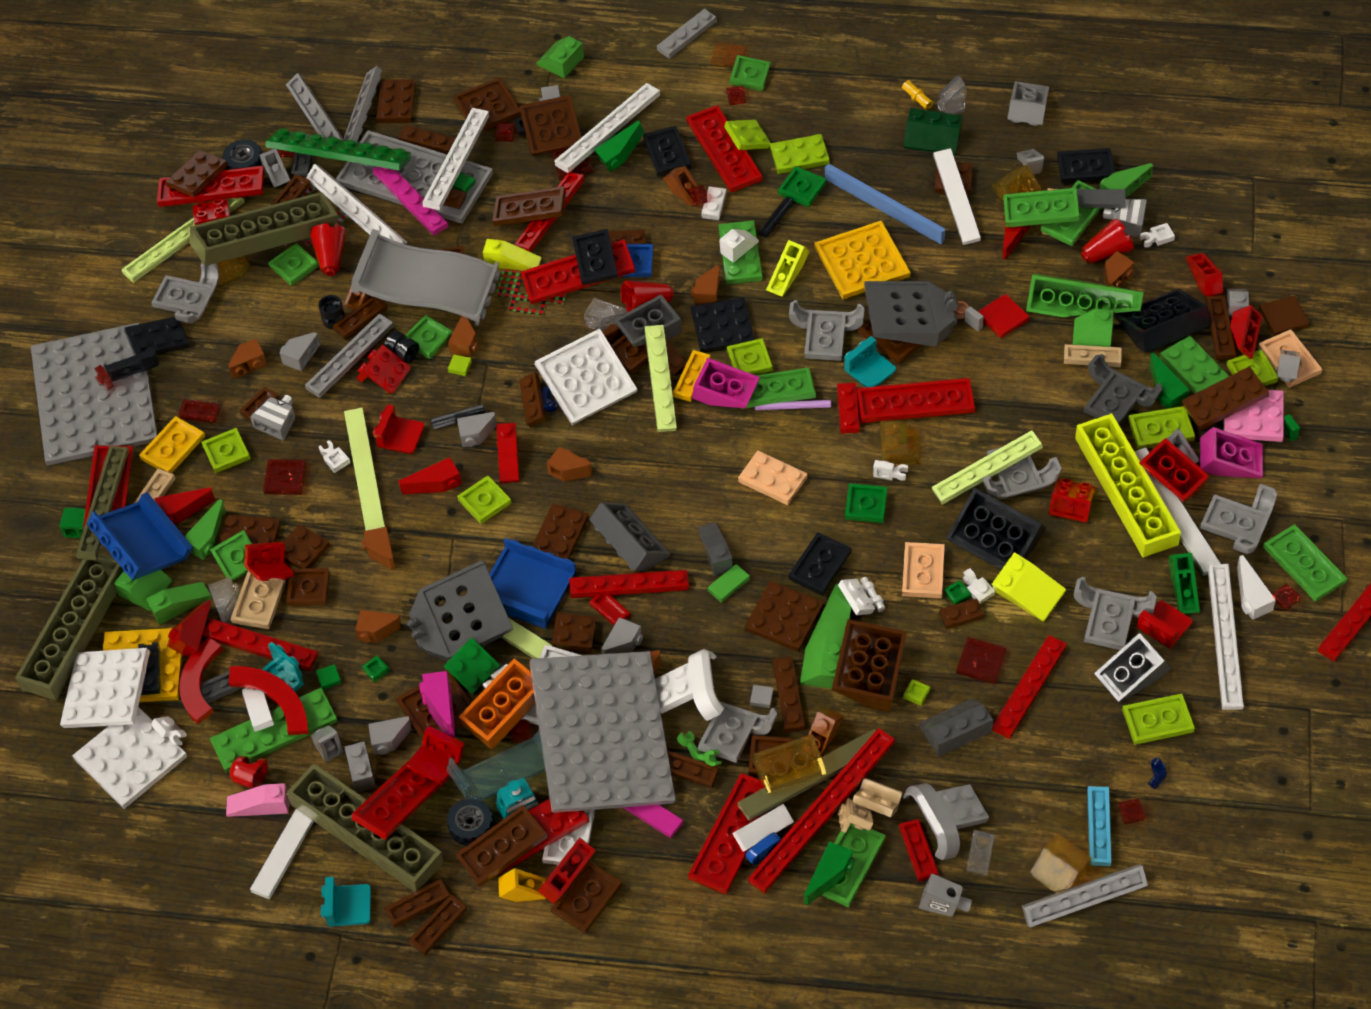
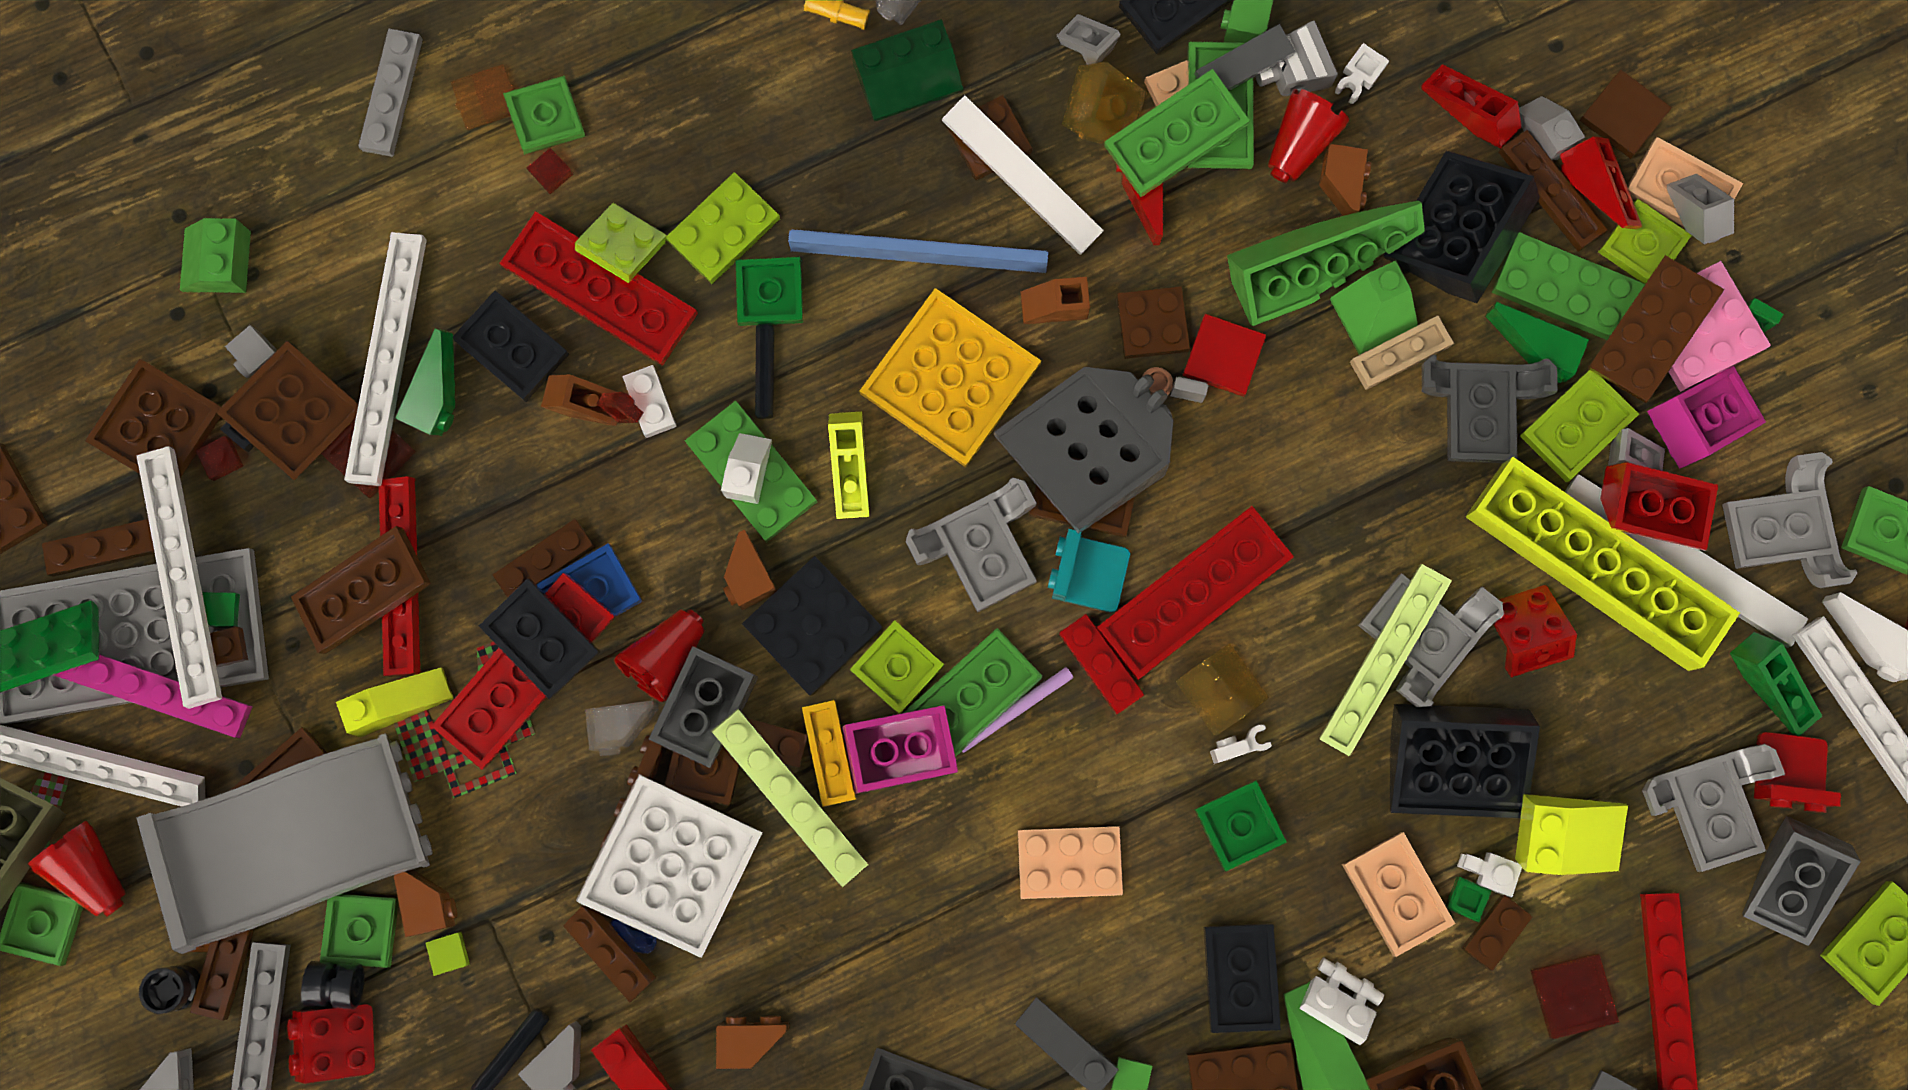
camera: 35 degrees left, 25 degrees up
(936, 252) = (1056, 301): none -> dark orange slope
(977, 286) = (1153, 322): none -> reddish brown plate

